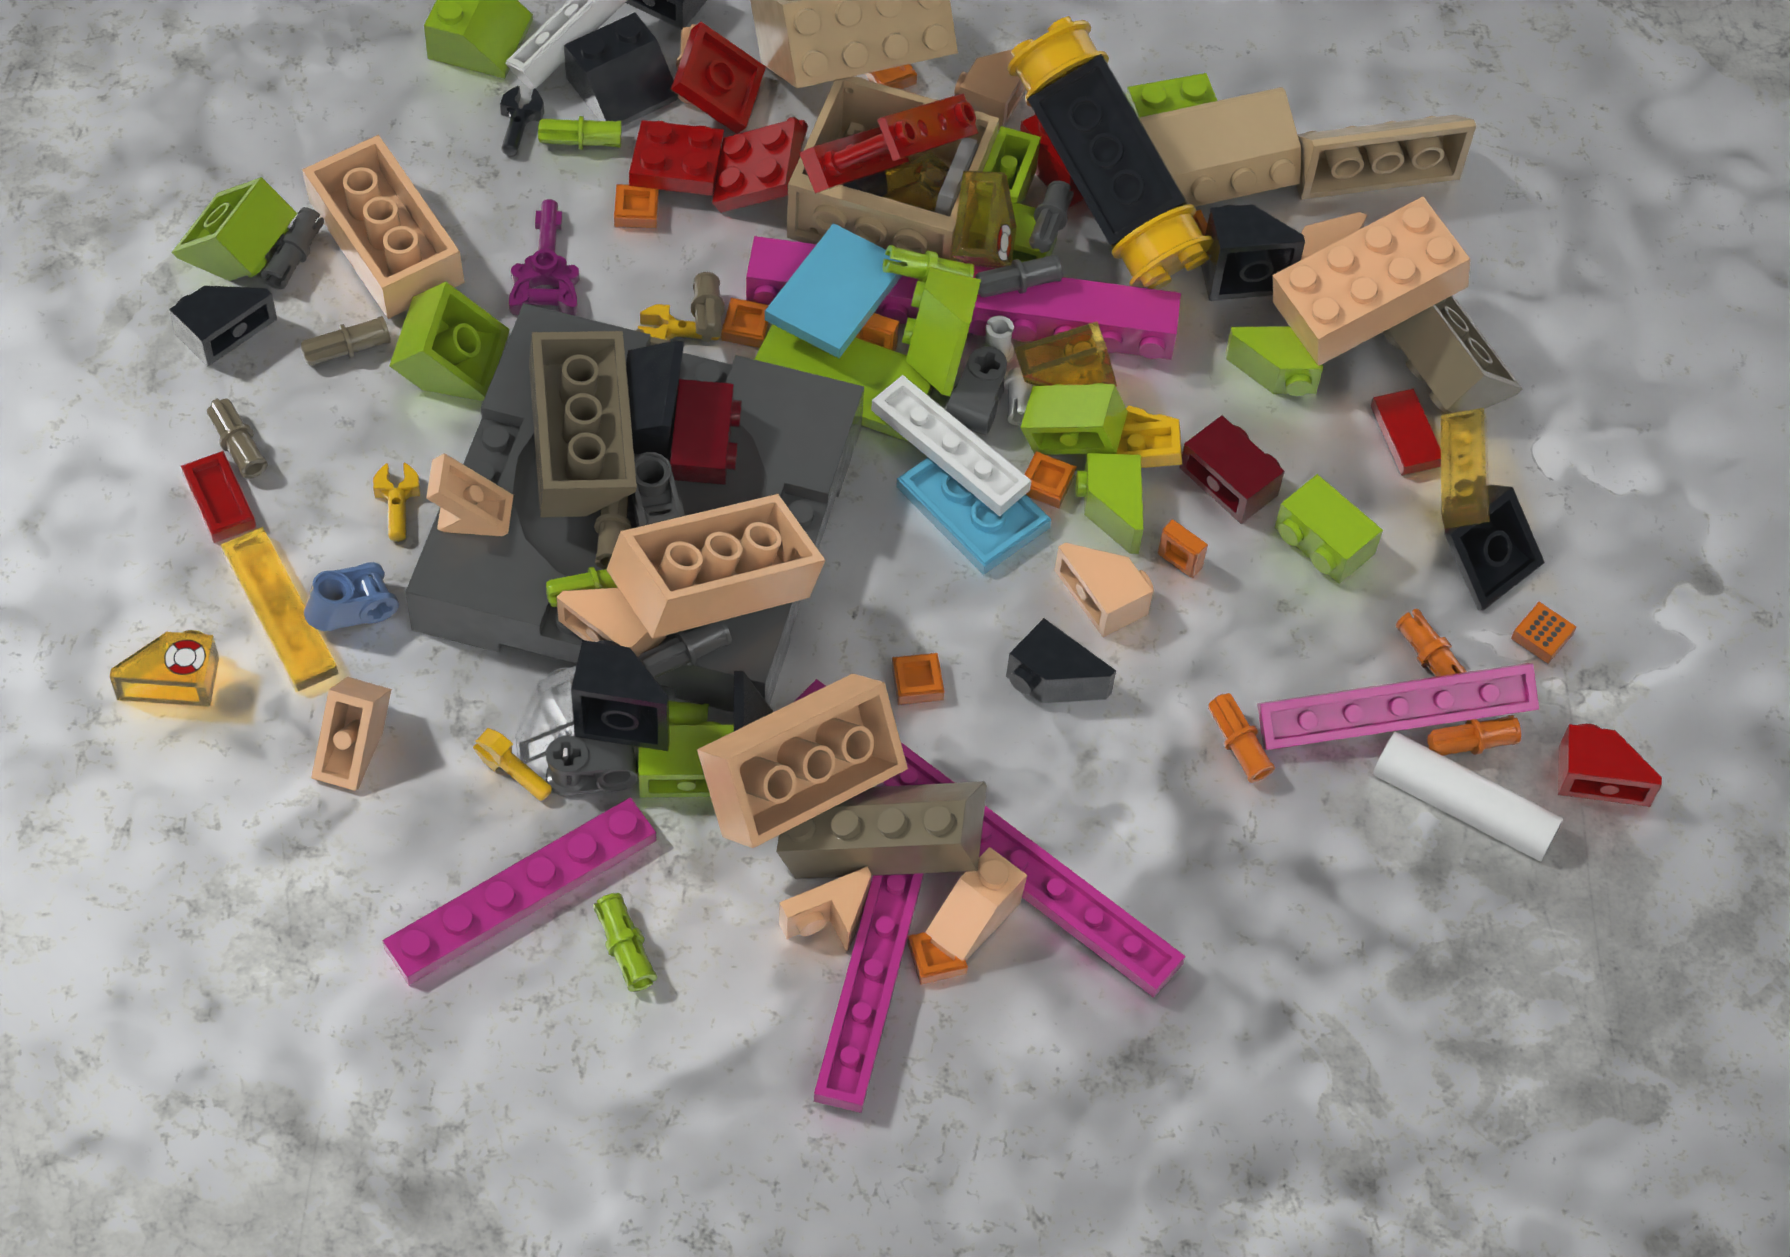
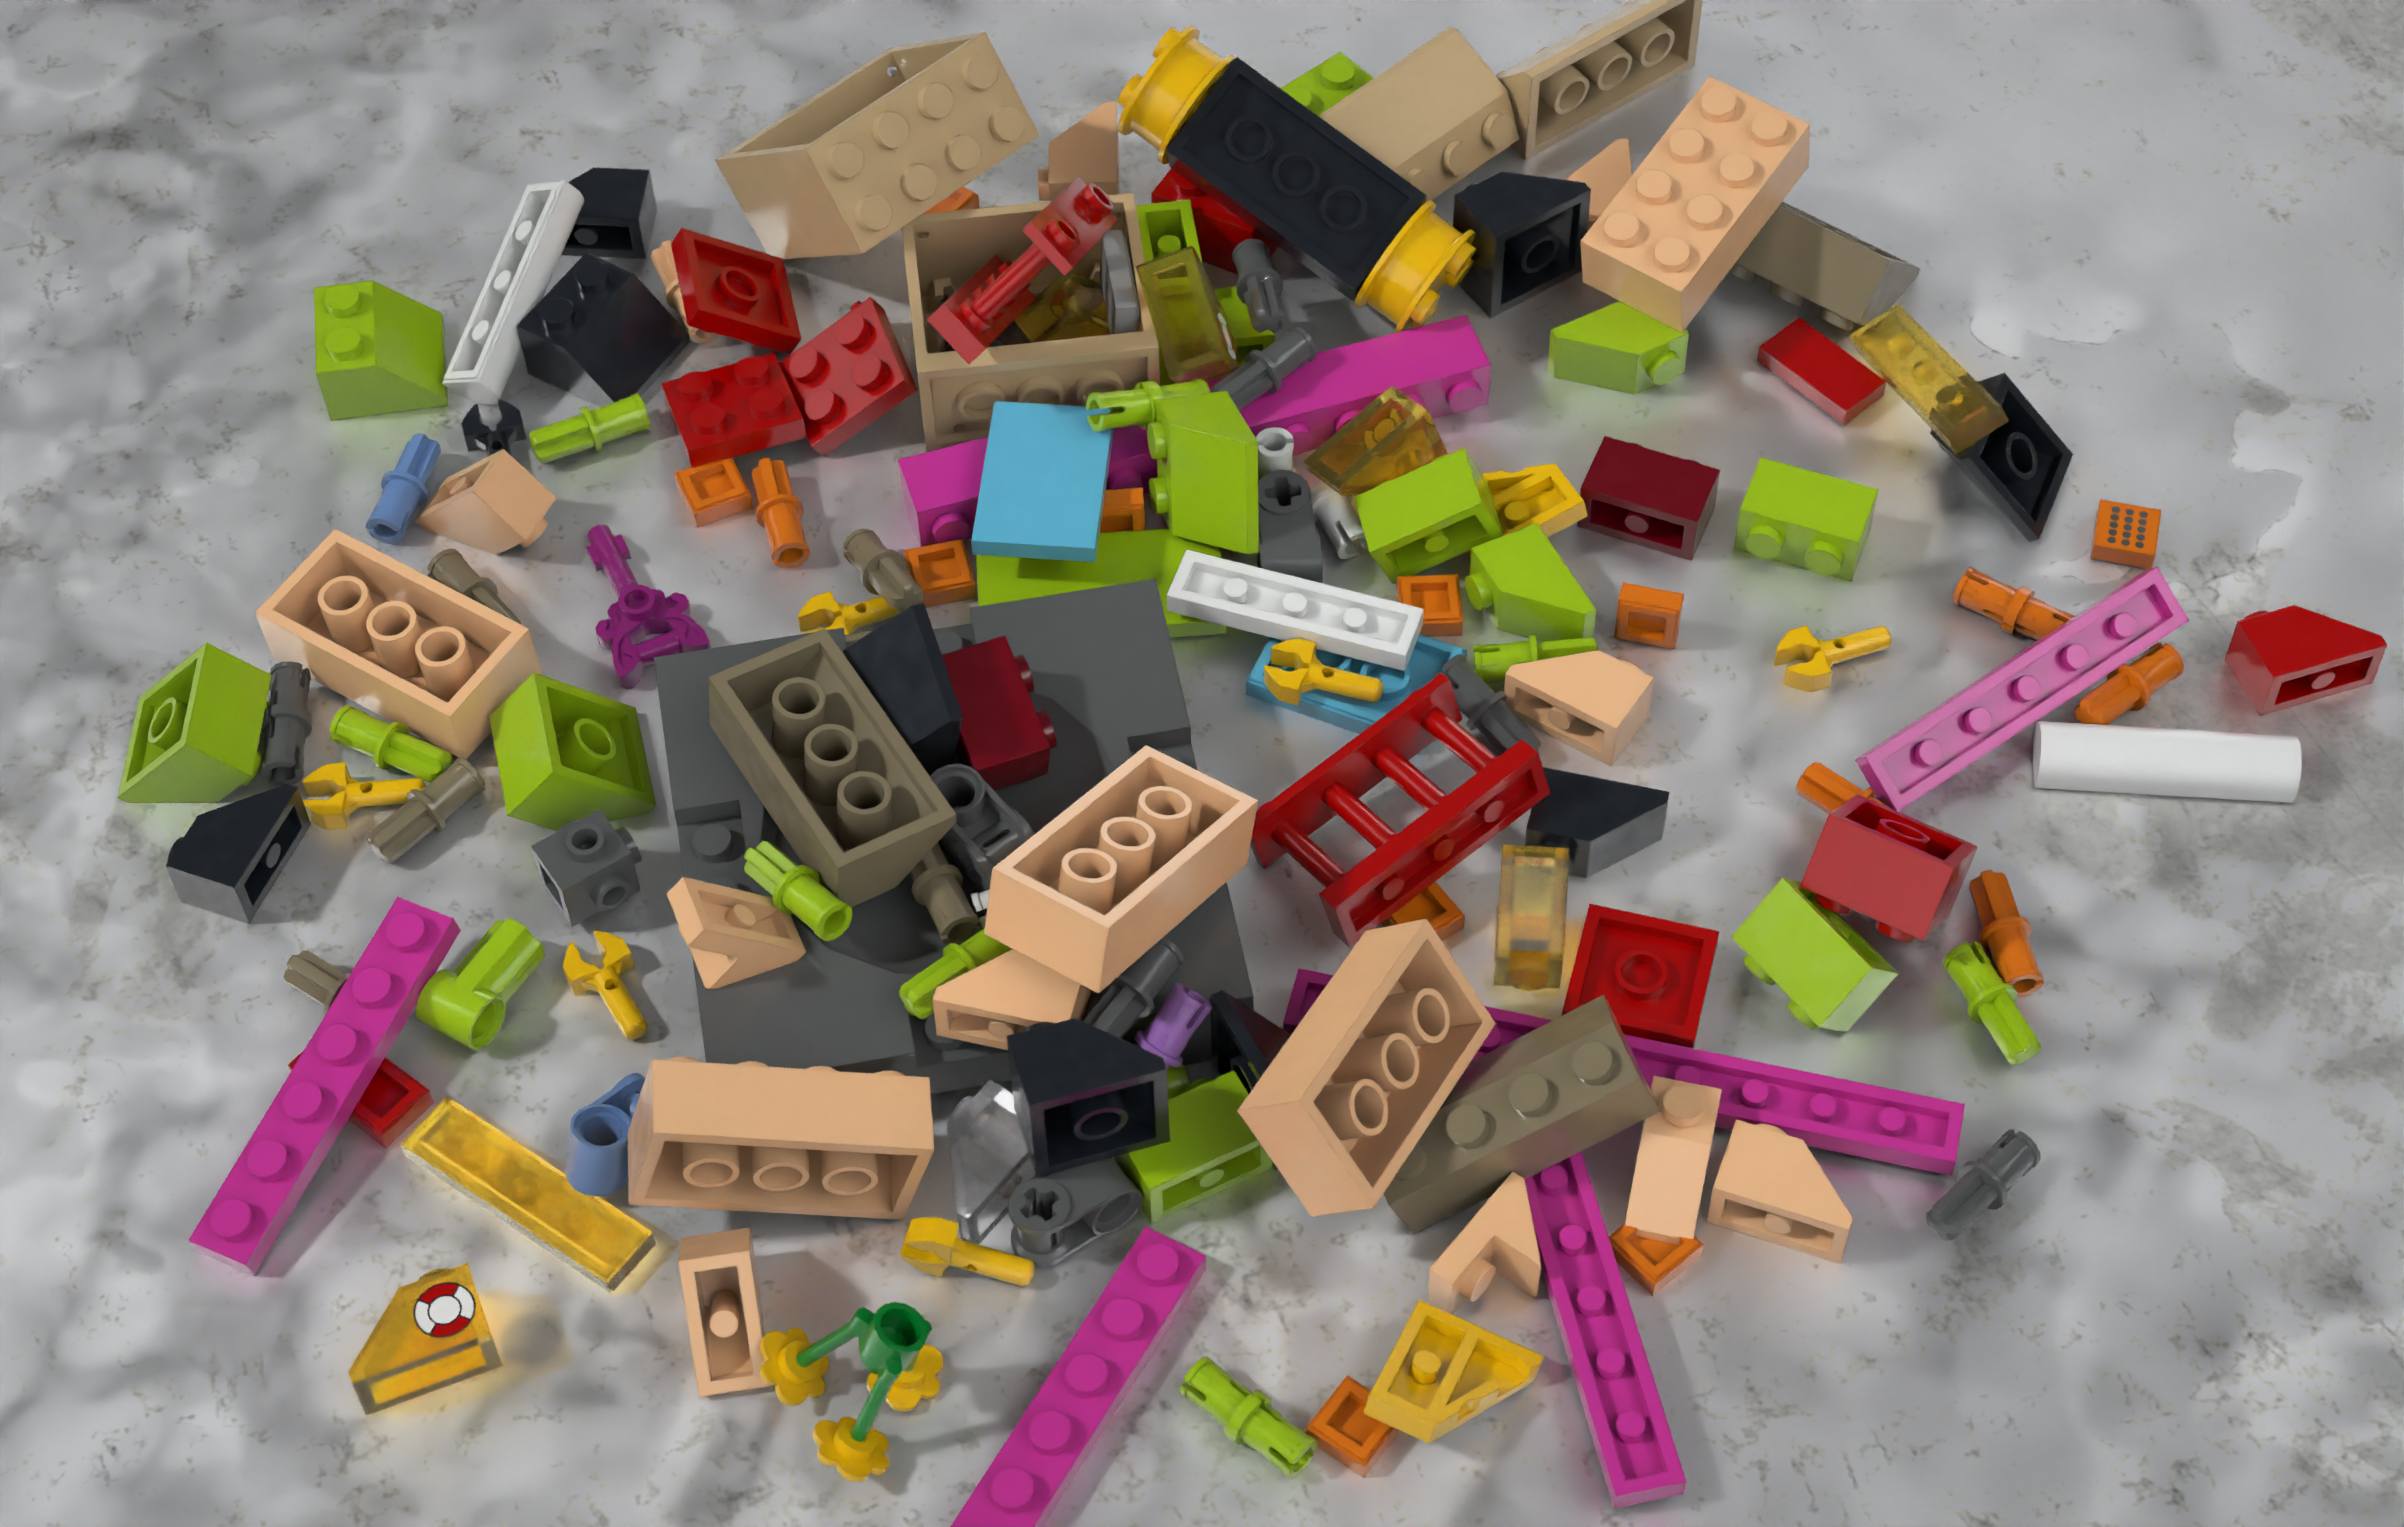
camera: 20 degrees left, 5 degrees down
(194, 487) = (324, 1086): none -> dark pink plate
(308, 310) = (350, 794): none -> yellow bar
(308, 472) = (473, 997): none -> lime piece
(346, 288) = (388, 744): none -> lime axle
(419, 420) = (588, 867): none -> dark grey brick
(427, 806) = (900, 1370): none -> plant
(428, 642) = (779, 1139): none -> light nougat brick
(444, 124) = (403, 490): none -> medium blue axle
(449, 211) = (453, 571): none -> dark tan axle
(489, 158) = (489, 505): none -> light nougat slope
(521, 492) = (797, 891): none -> lime axle
(667, 239) = (780, 513): none -> orange axle
(687, 978) = (1349, 1433): none -> orange tile
(697, 684) = (1174, 1024): none -> medium lavender axle
(756, 971) = (1446, 1374): none -> yellow wing
(939, 493) = (1312, 675): none -> yellow bar
(940, 636) = (1427, 847): none -> red fence
(977, 712) = (1531, 917): none -> clear yellow slope
(1029, 954) = (1778, 1193): none -> light nougat slope
(1033, 782) = (1647, 970): none -> red plate
(1037, 565) = (1485, 707): none -> dark grey axle
(1063, 532) = (1494, 660): none -> lime axle
(1146, 818) = (1812, 958): none -> lime brick
(1167, 1012) = (1983, 1184): none -> dark grey axle
(1225, 782) = (1887, 868): none -> red brick
(1248, 900) = (1991, 1002): none -> lime axle
(1286, 624) = (1823, 654): none -> yellow bar
(1286, 861) = (2005, 932): none -> orange axle

